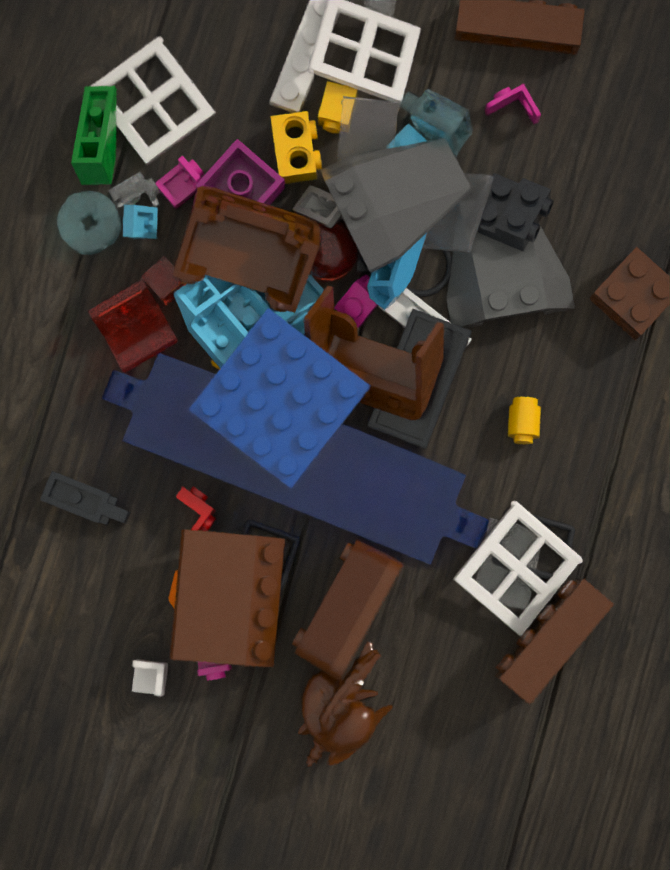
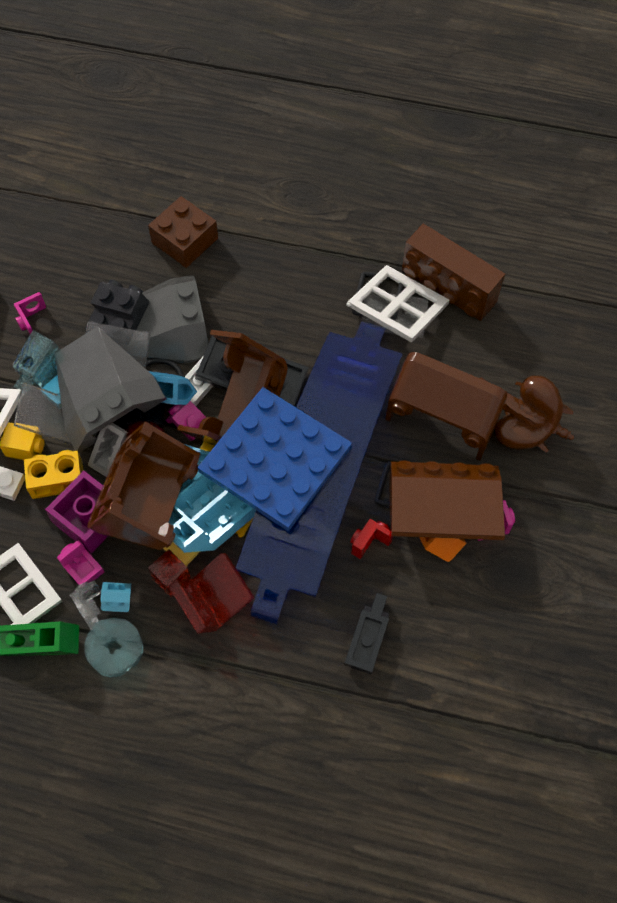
camera: 100 degrees left, 20 degrees down
(150, 677) = (517, 568): white panel -> none
(524, 420) = (282, 302): yellow brick -> none

